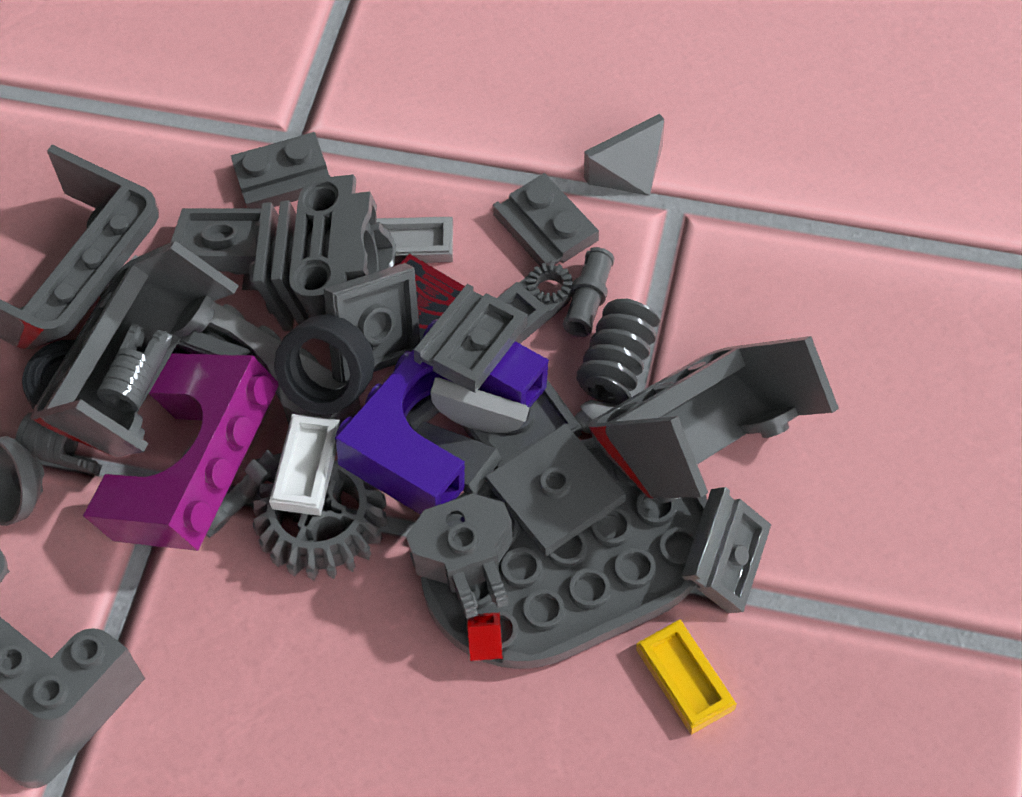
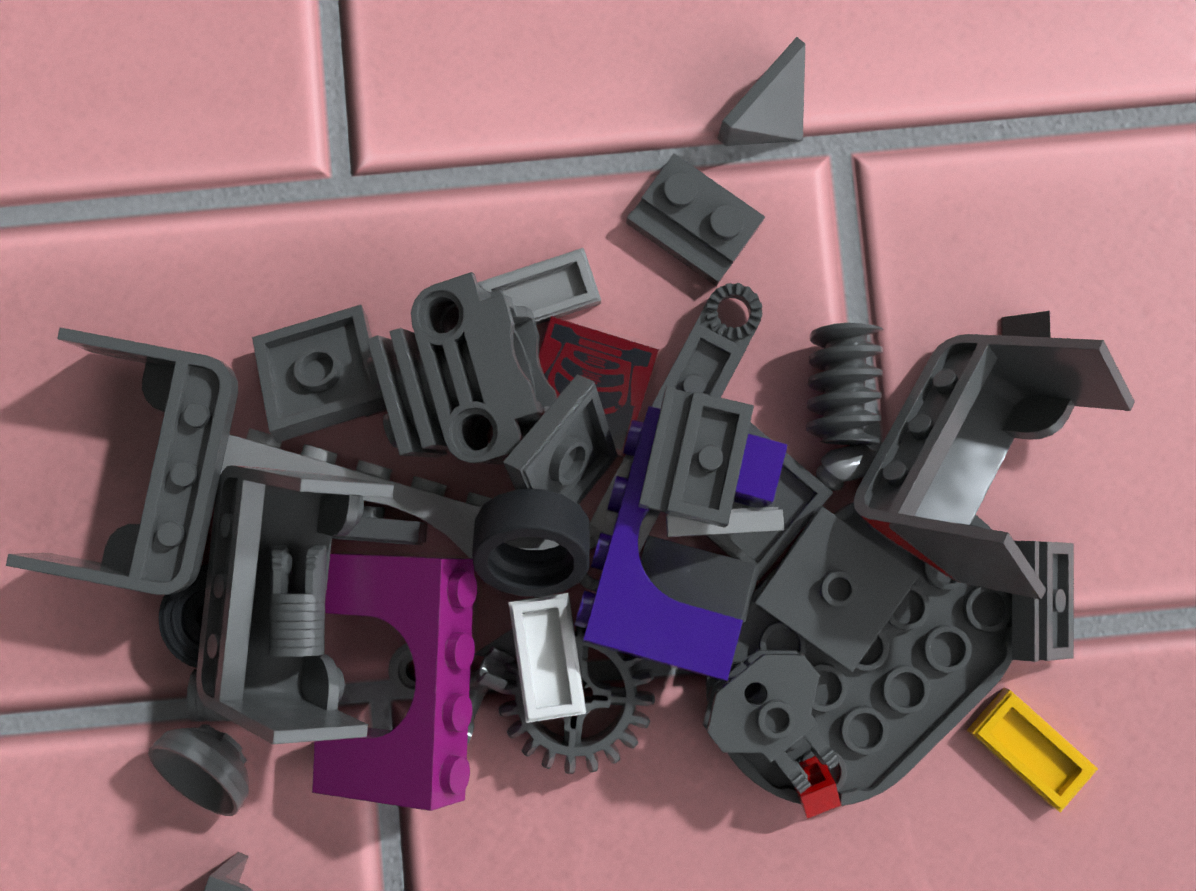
camera: 20 degrees left, 25 degrees up
(279, 170) = (351, 243): dark grey plate -> none
(588, 292) = (781, 305): dark grey pin -> none

